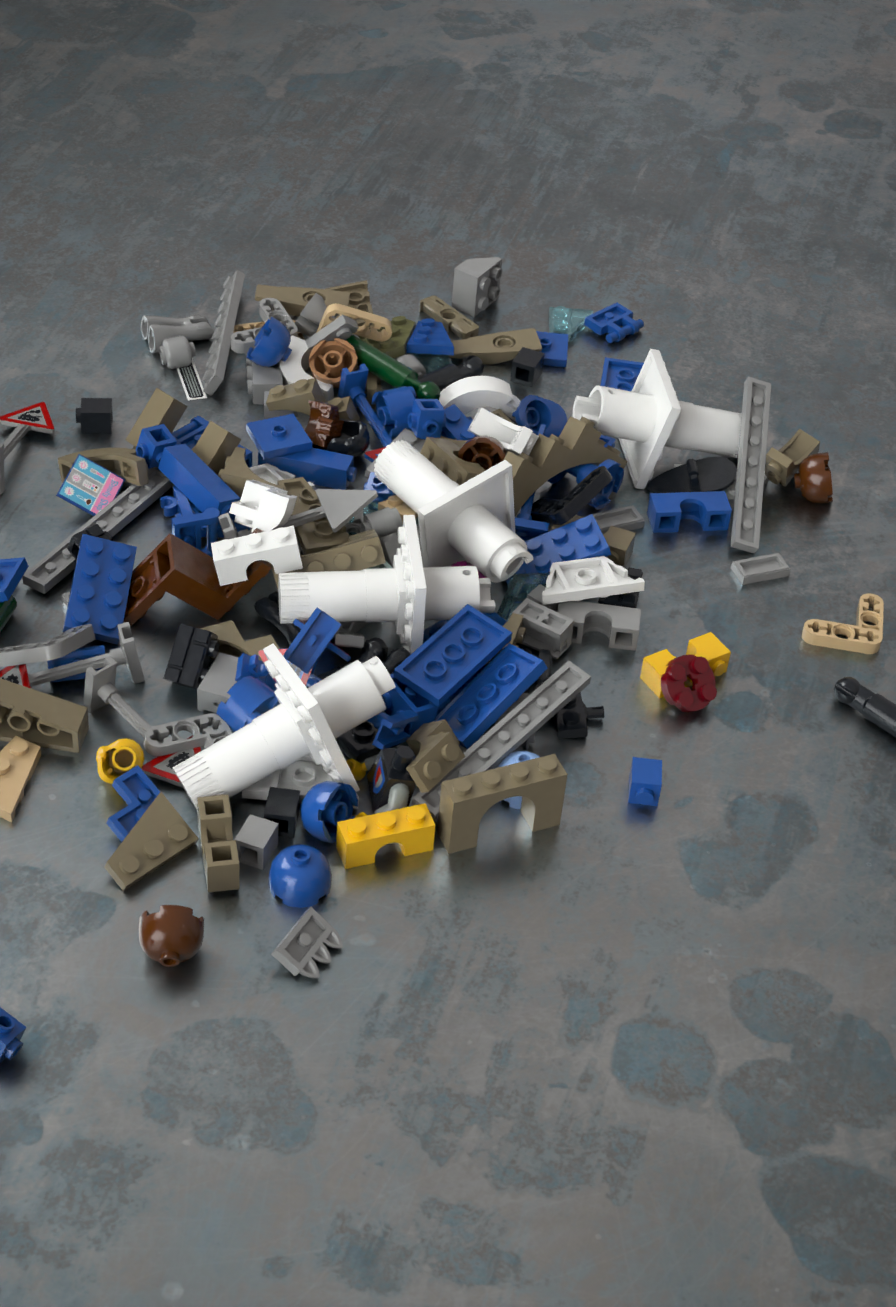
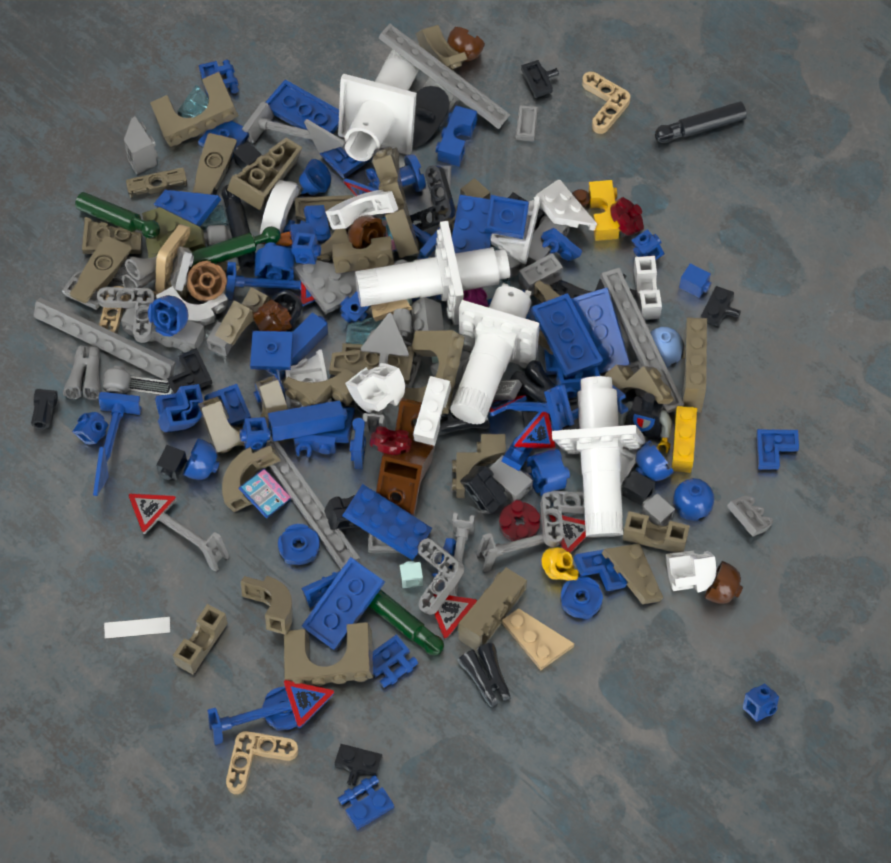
camera: 60 degrees left, 20 degrees up
(35, 548) = (296, 555): none -> blue plate
(40, 629) = (411, 574): none -> light aqua plate
(51, 358) = (117, 405): none -> blue piece
(70, 801) = (577, 608): none -> blue plate
(101, 341) = (90, 427): none -> blue brick
(107, 427) = (201, 461): none -> blue cylinder
(116, 316) = (44, 403): none -> black piece
(144, 387) = (180, 409): none -> blue brick
(166, 704) = (516, 511): none -> dark red plate
(175, 885) = (691, 570): none -> white brick
(198, 541) = (390, 441): none -> dark red plate
(219, 404) = (194, 373): none -> black plate
(382, 290) = (116, 215): none -> dark green piece
(436, 934) = (771, 442): none -> blue plate
(522, 374) = (258, 180): none -> dark tan wedge
(531, 309) = (219, 110): none -> dark tan arch
(581, 362) = (262, 121): none -> light grey piece
(589, 558) = (506, 216): none -> blue plate
(597, 619) = (560, 244): none -> blue plate
(615, 727) = (647, 293): none -> white arch
(625, 822) = (719, 306): none -> black plate
(656, 618) = (564, 207): none -> white wing
(659, 716) = (647, 245): none -> blue brick
(682, 641) = (582, 196): none -> reddish brown plate
(830, 557) = (538, 78): none -> black plate

